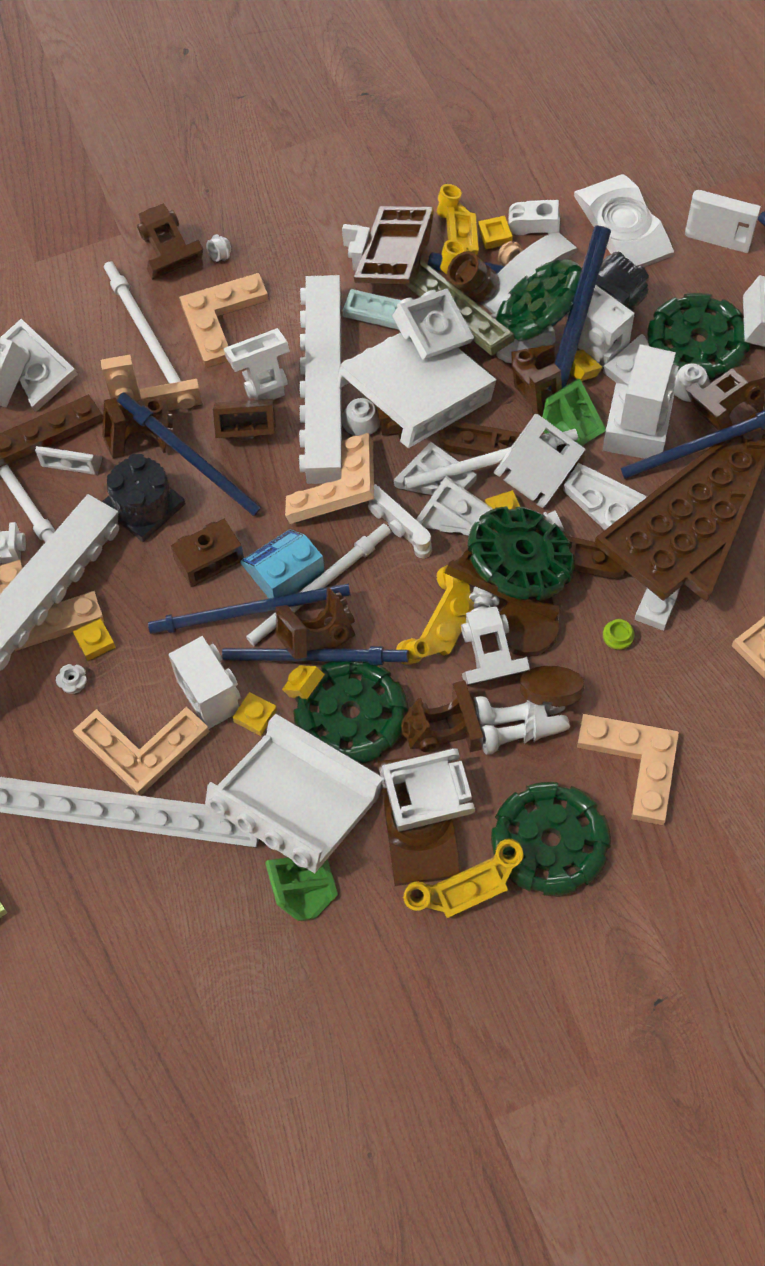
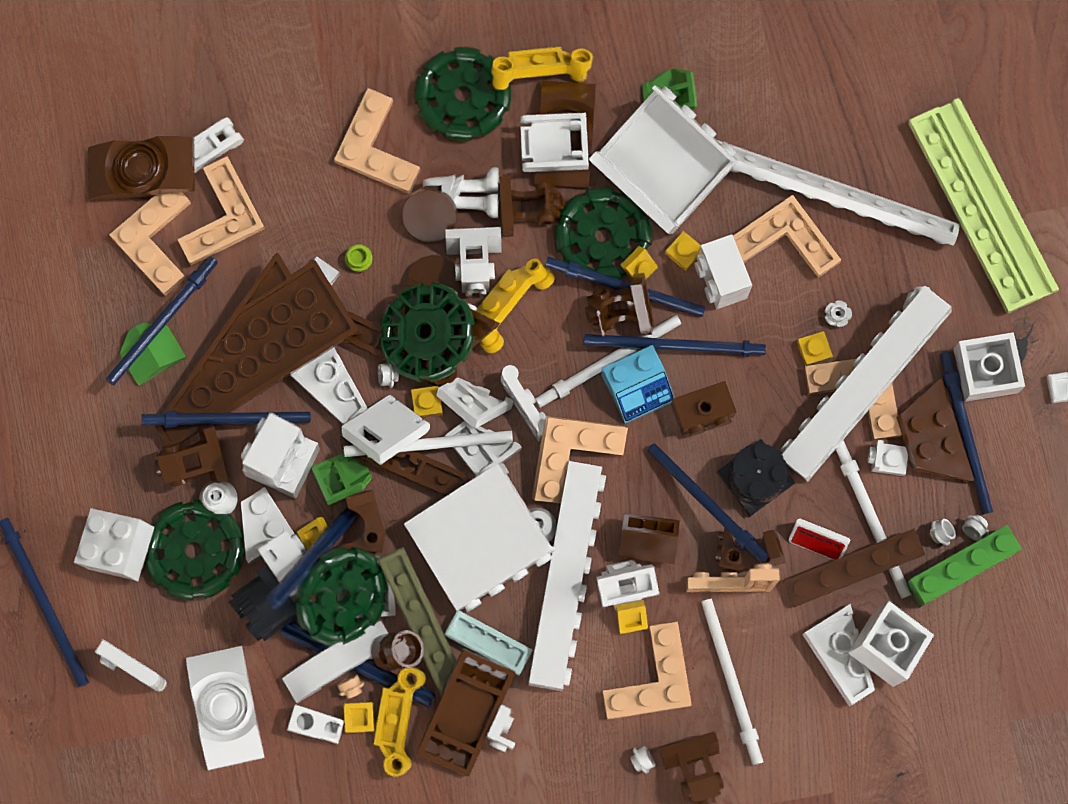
camera: 175 degrees left, 15 degrees up
(432, 323) = (452, 588): white plate -> none

